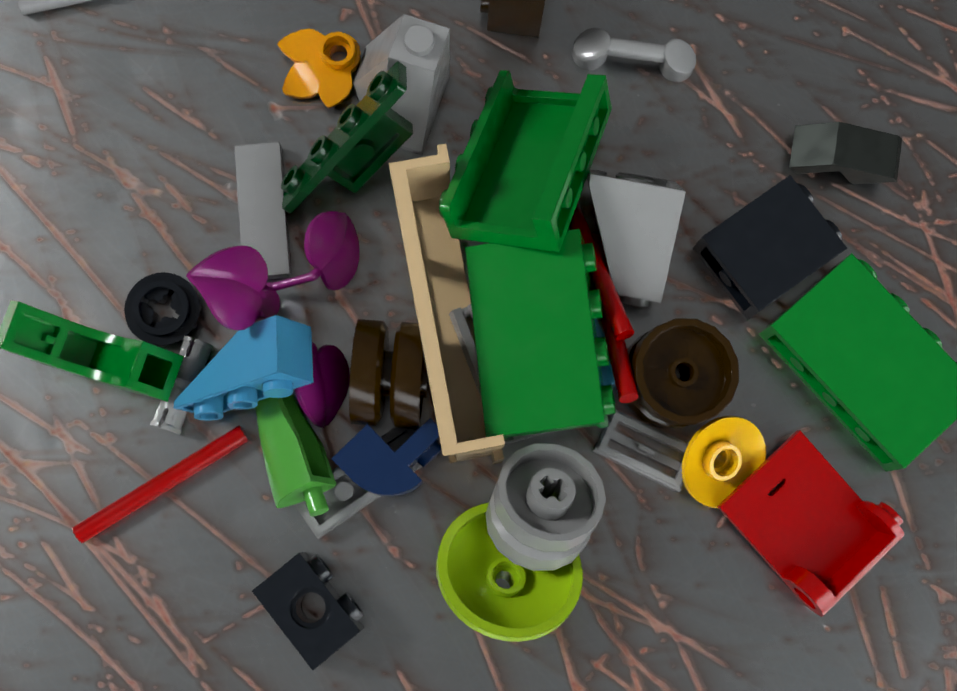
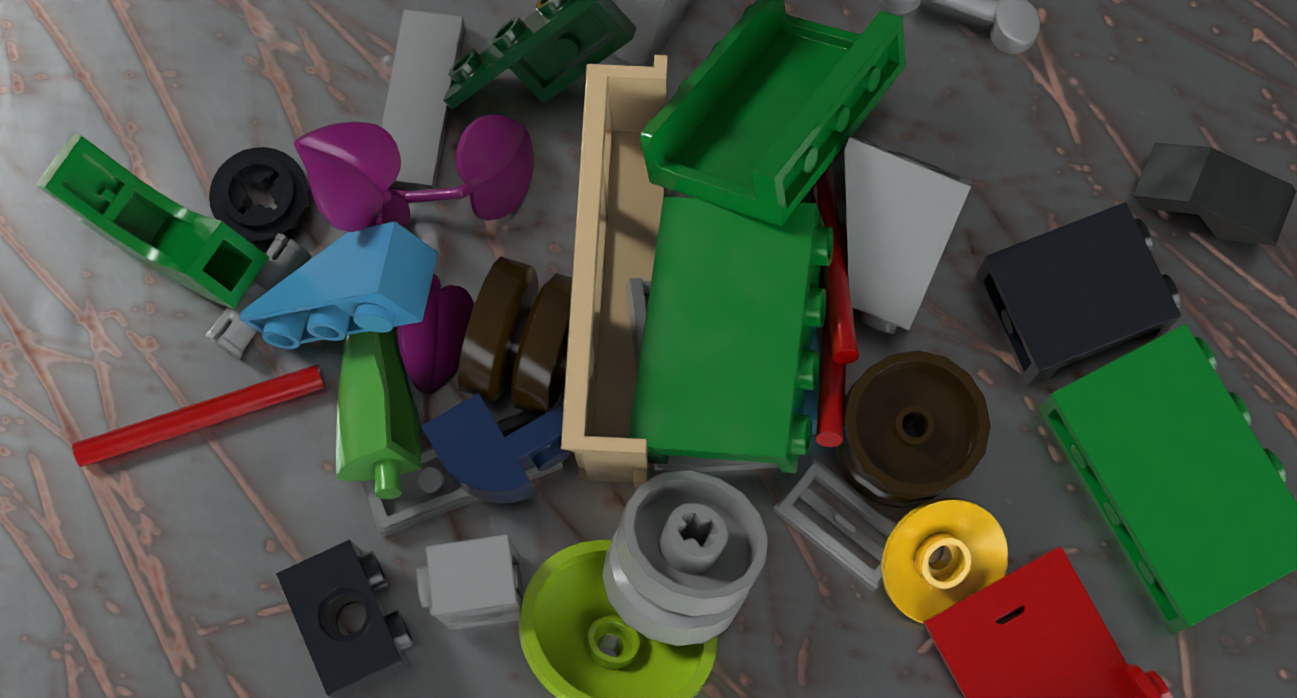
camera: 25 degrees right, 5 degrees down
(397, 563) = (472, 582): none -> light grey brick

